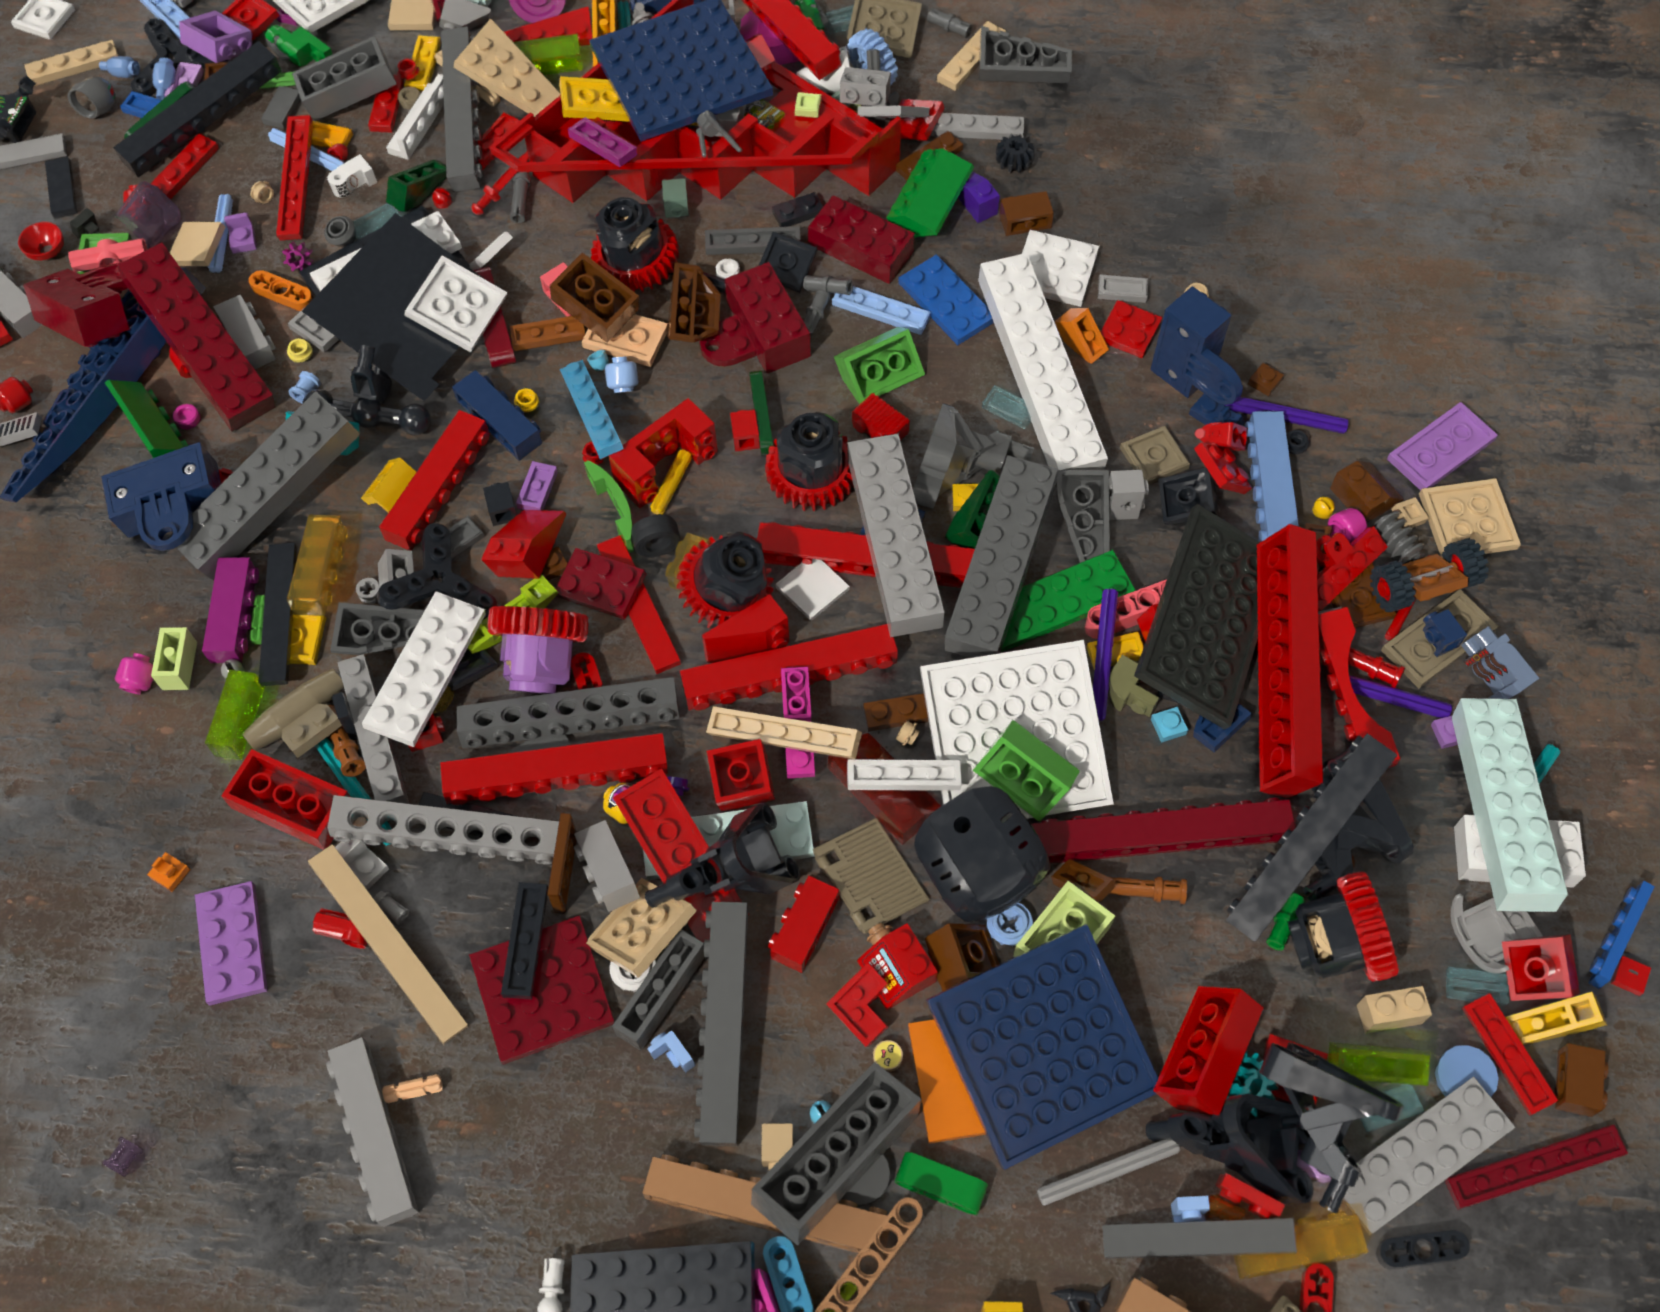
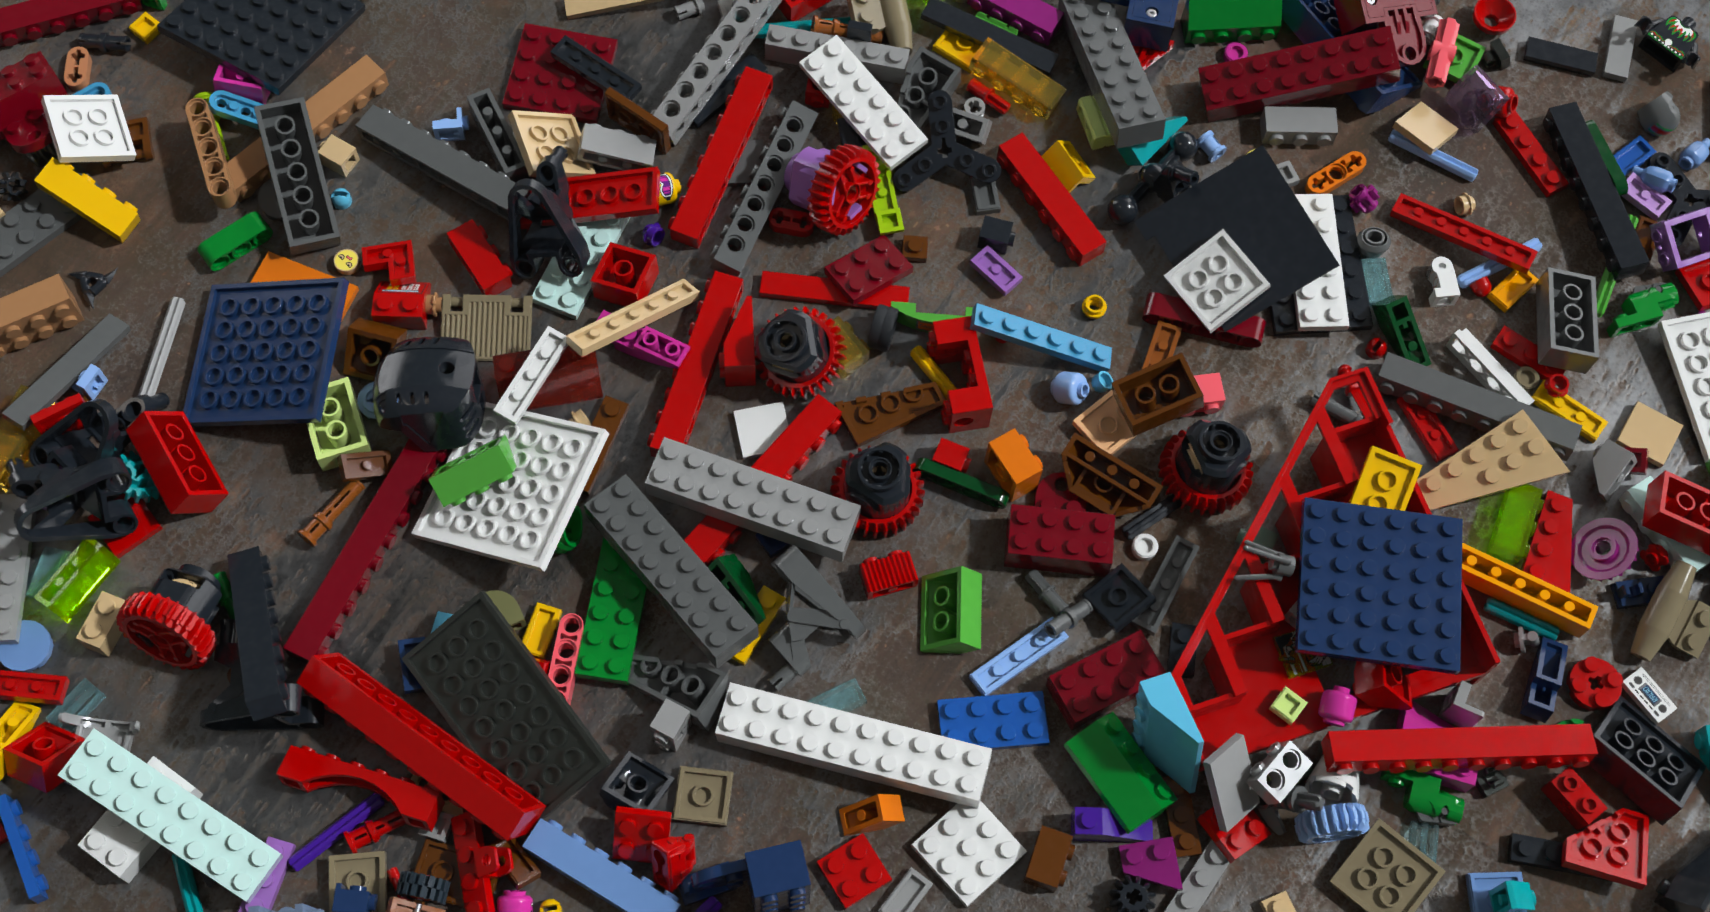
camera: 115 degrees right, 5 degrees up
(240, 232) = (1421, 170): medium lavender bracket -> none
(281, 107) = (1564, 258): dark grey tile -> none
(329, 485) = (1093, 123): none -> yellowish green brick
(348, 583) = (988, 96): none -> red axle
(490, 251) = (1281, 353): white tile -> none
(503, 419) = (1090, 274): dark blue brick -> none
(523, 544) = (941, 230): red slope -> none
(602, 142) = (1311, 457): magenta plate -> none
(723, 375) = (1013, 464): none -> orange brick
(730, 498) = (882, 414): none -> reddish brown wing
(789, 72) = (1337, 706): none -> dark pink head
(883, 158) = (1167, 730): none -> medium azure slope
(979, 151) = (1152, 861): none -> magenta wing
(1104, 651) = (536, 606): dark purple axle -> none

